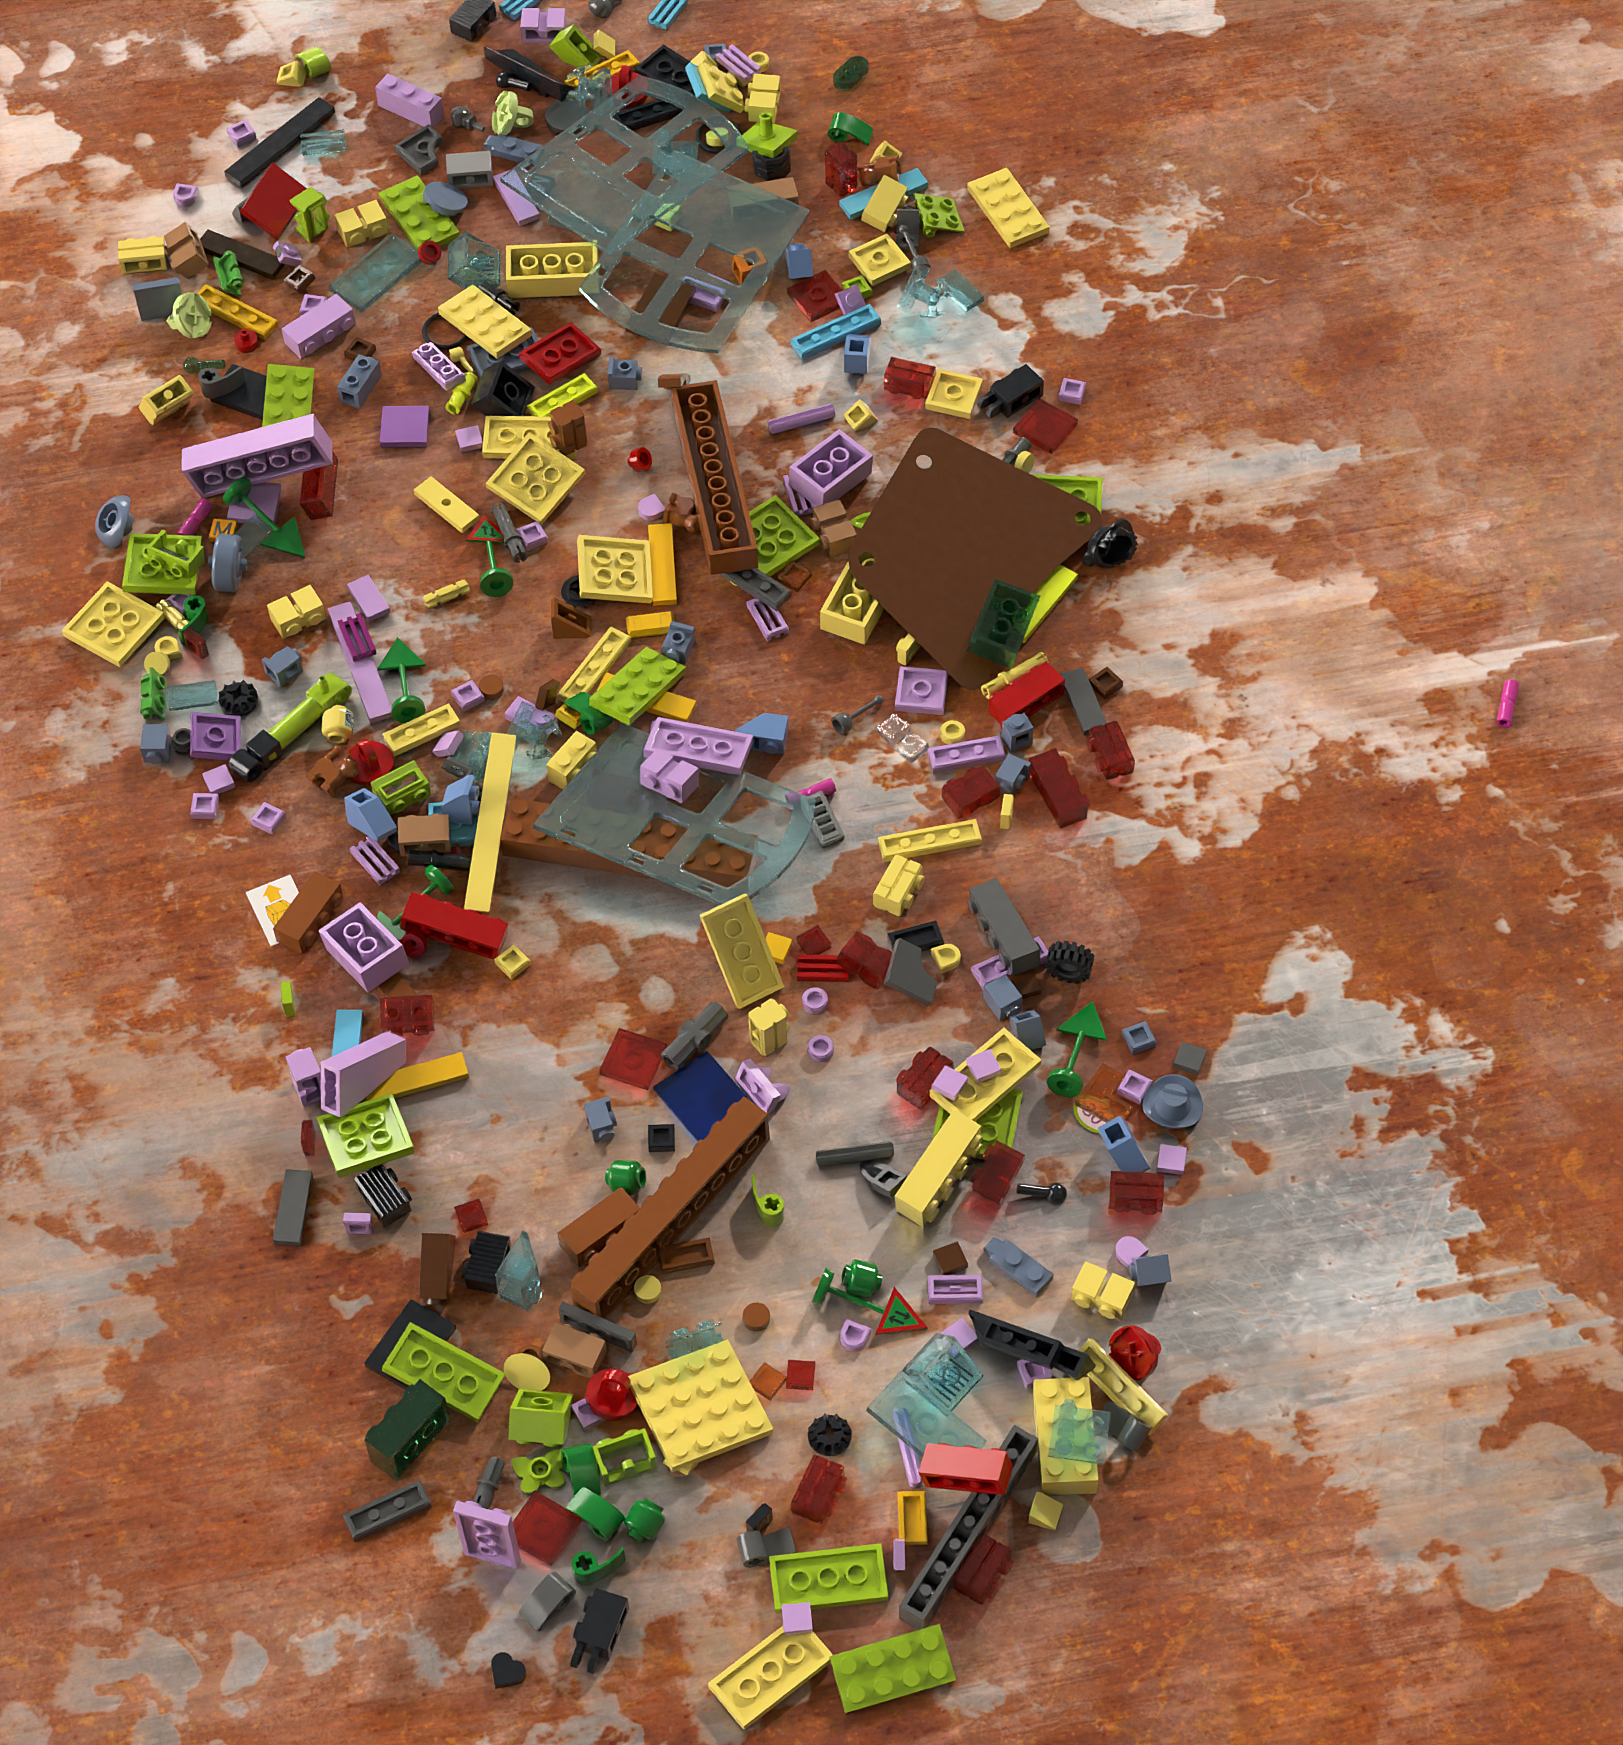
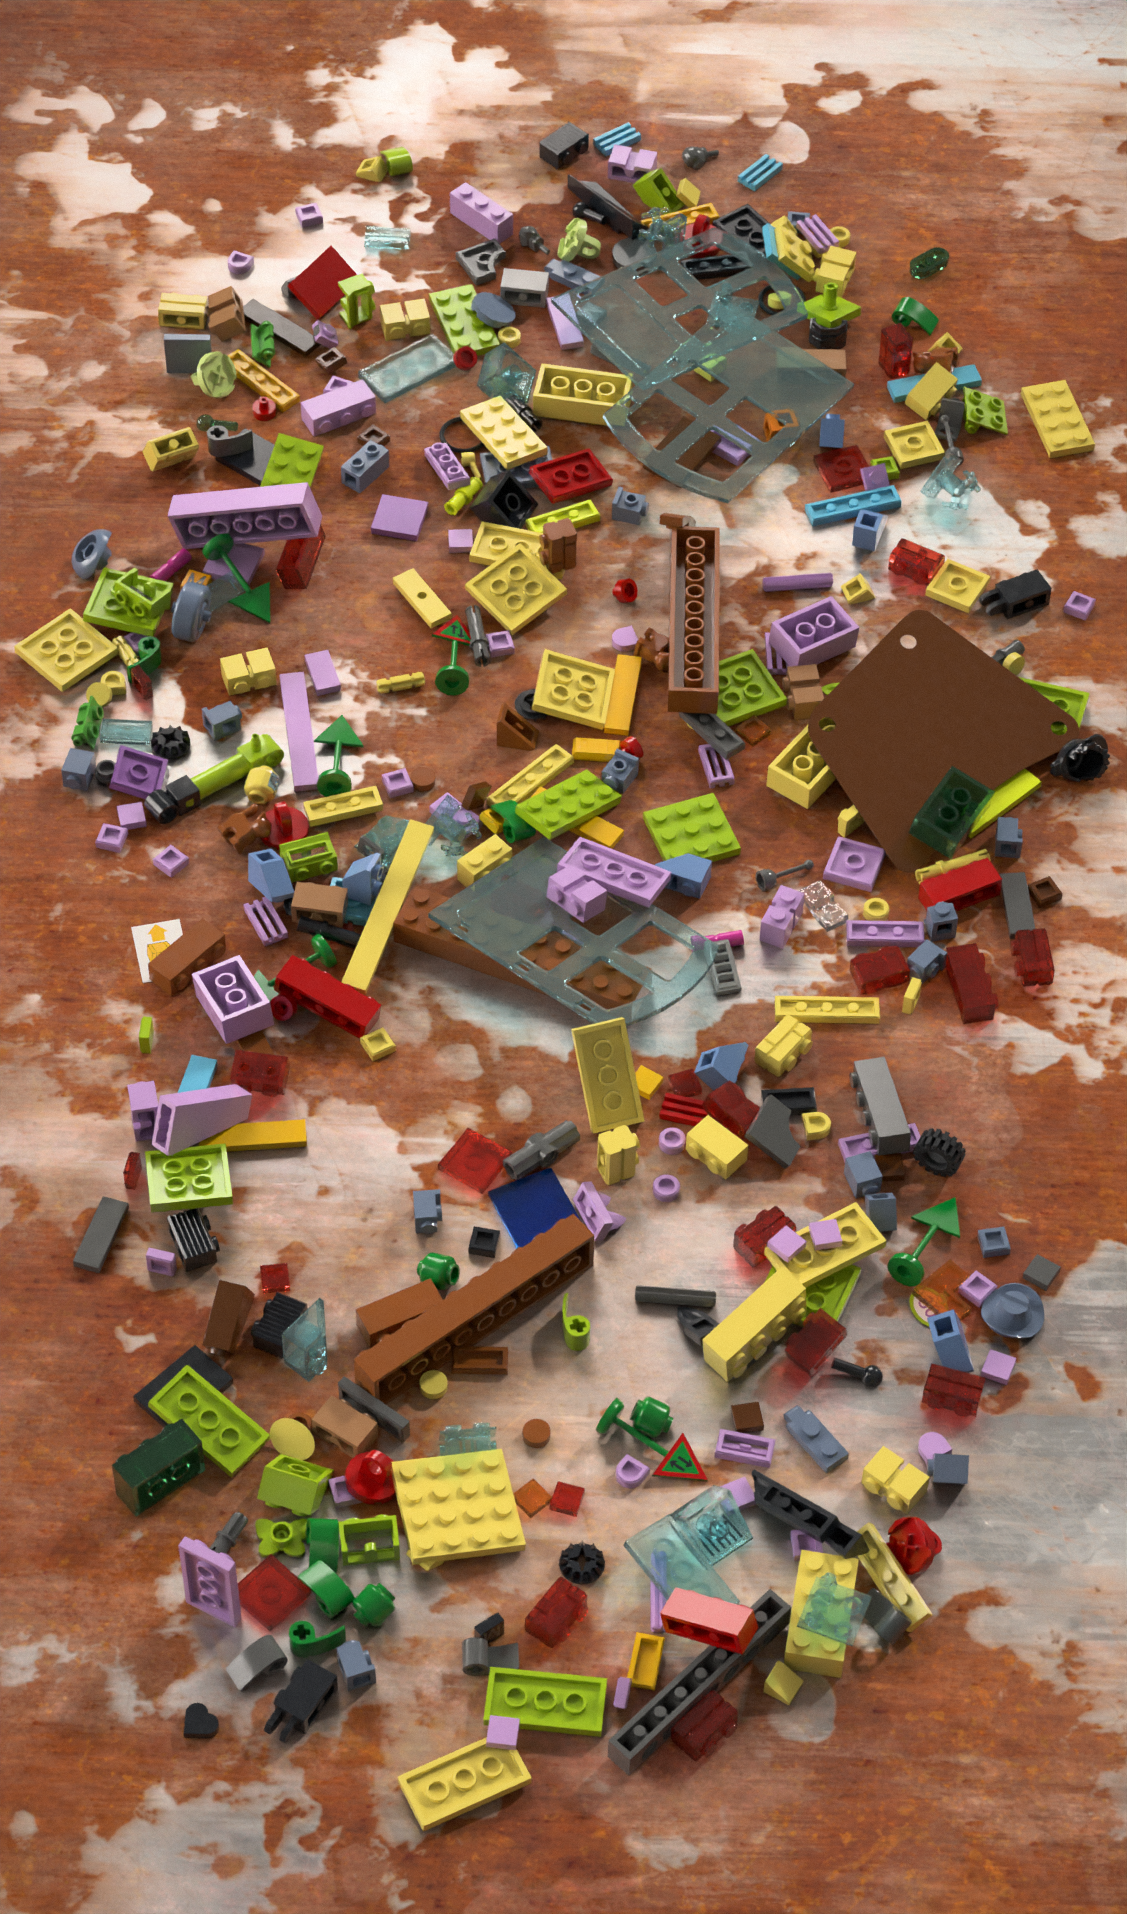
camera: 10 degrees right, 5 degrees down
(279, 142) = (344, 229): black tile -> none
(351, 623) = (299, 692): magenta tile -> none
(387, 1510) = (120, 1543): dark grey tile -> none
(448, 743) = (366, 824): lavender tile -> none
(466, 222) = (510, 336): none -> light yellow tile
(641, 1582) = (355, 1665): none -> sand blue brick
(684, 616) = (632, 746): none -> red tile
(760, 687) = (692, 828): none -> lime plate
(844, 917) = (721, 1064): none -> medium blue slope
(859, 999) = (716, 1147): none -> light yellow brick
(866, 757) = (781, 916): none -> lavender piece
(892, 1668) = (588, 1802): lime plate -> none
(964, 292) = (992, 490): clear light blue tile -> none
(1045, 425) = (1043, 633): clear red tile -> none
(1060, 636) = (1008, 838): none -> sand blue brick

